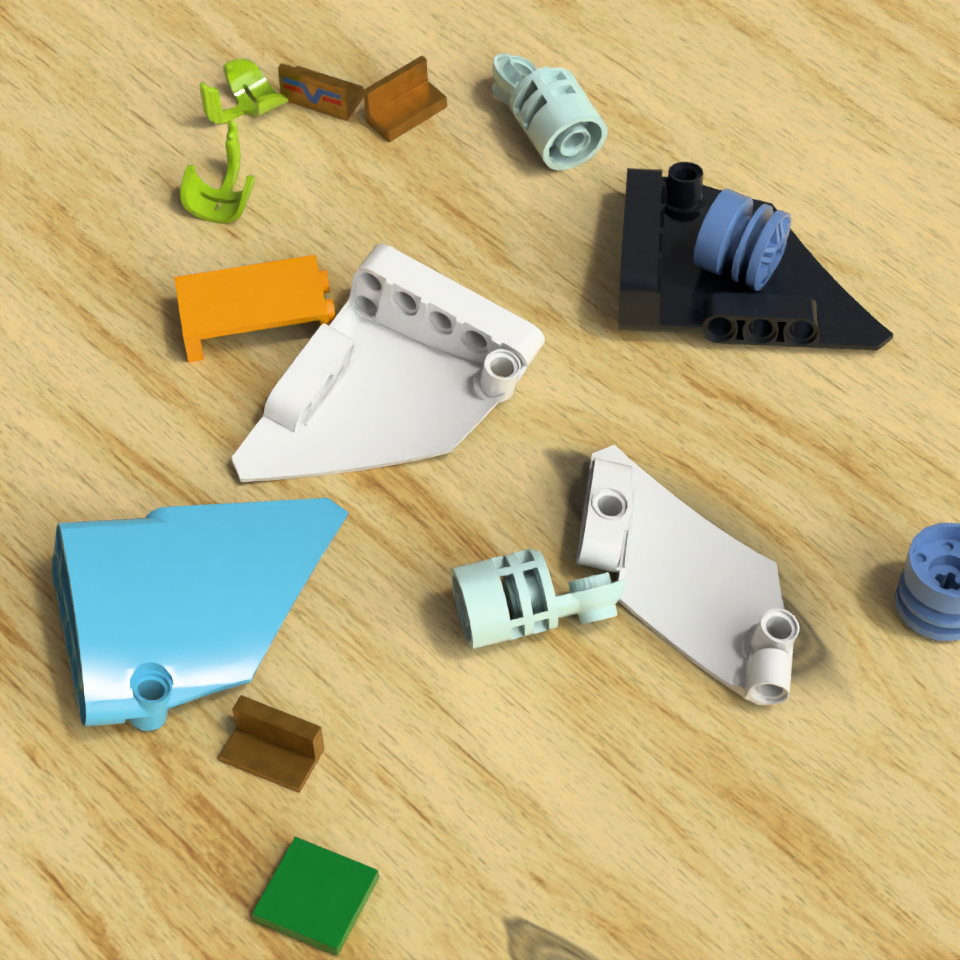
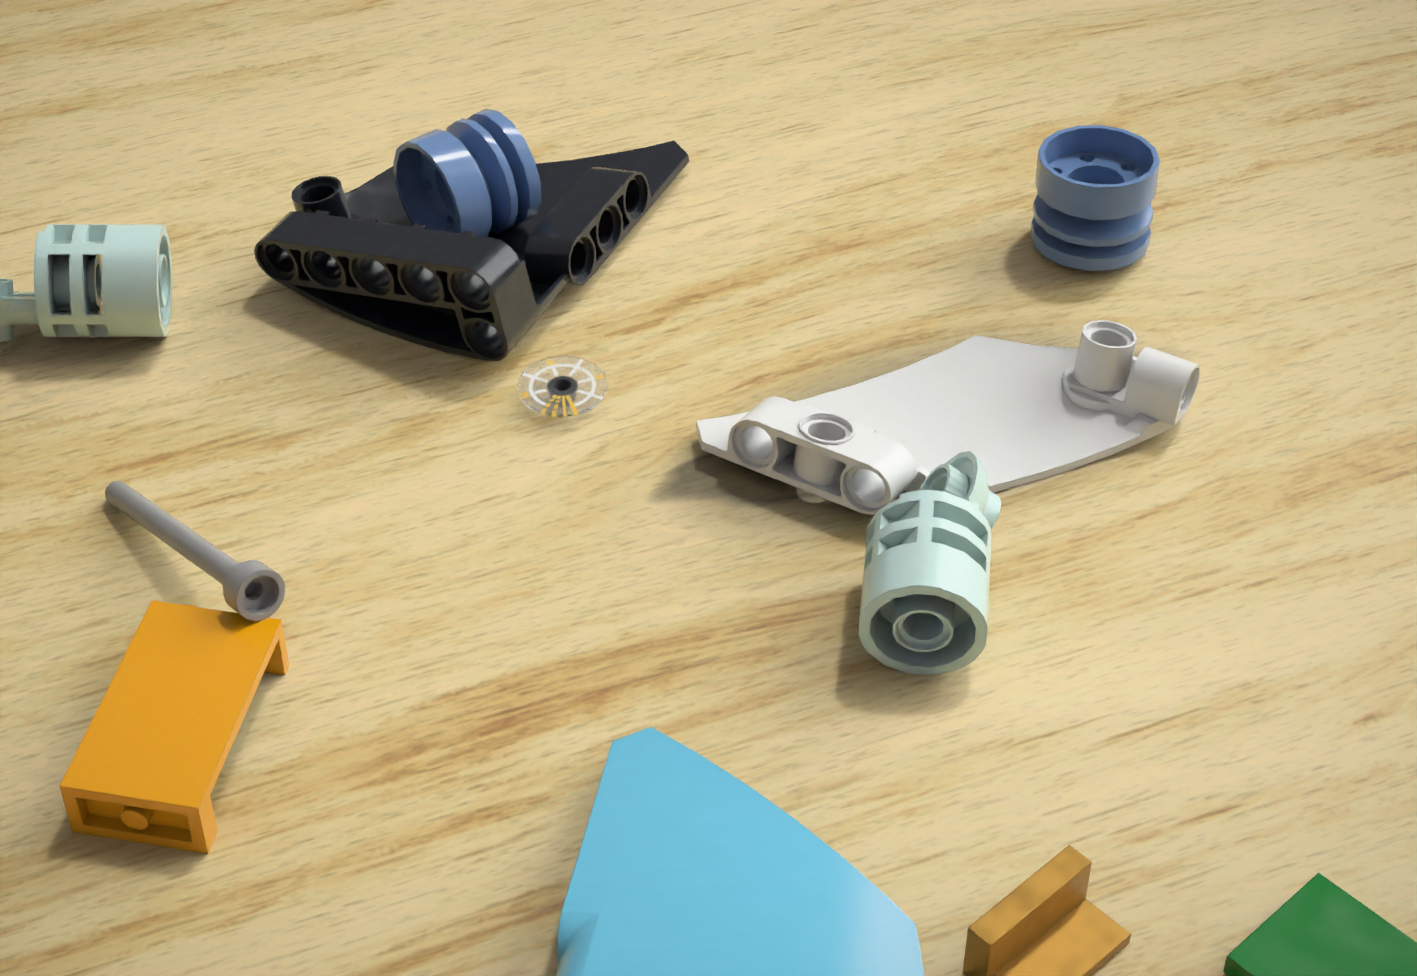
camera: 70 degrees left, 10 degrees down
(334, 287) = (247, 586): none -> light grey piece
(390, 377) = (433, 602): white panel -> none
(609, 367) = (562, 386): none -> clear piece

